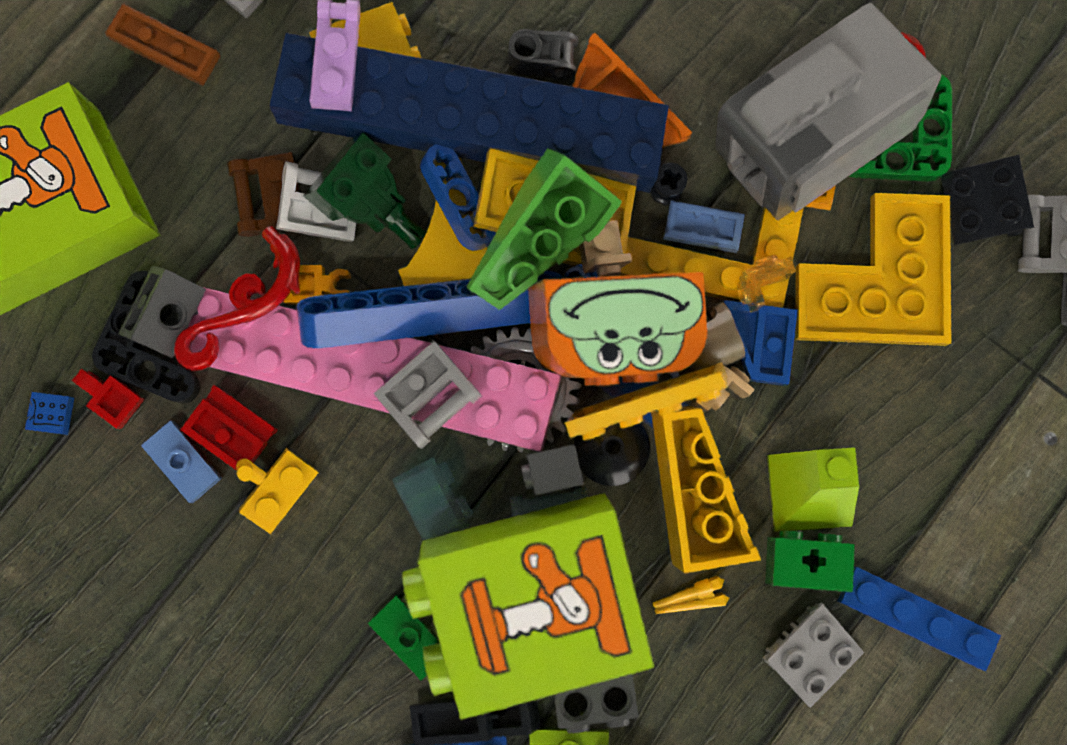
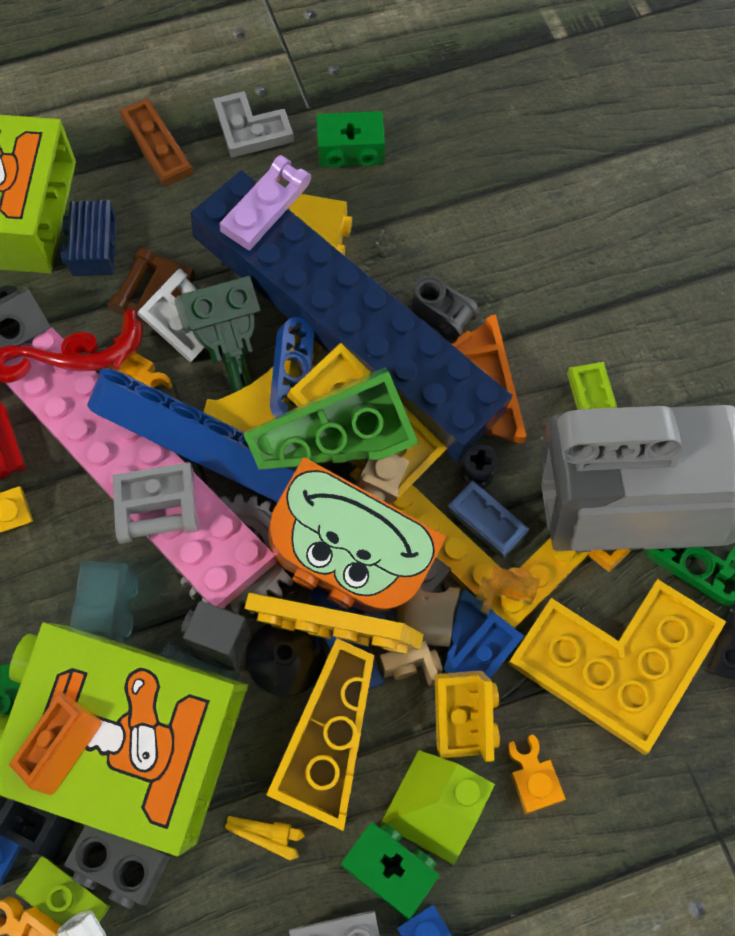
camera: 30 degrees right, 15 degrees down
(175, 180) = (90, 238): none -> dark blue brick
(497, 649) = (55, 744): none -> orange slope
(725, 59) = (591, 386): none -> lime plate
(794, 404) = (466, 715): none -> yellow bracket
(874, 421) = (536, 781): none -> light orange plate

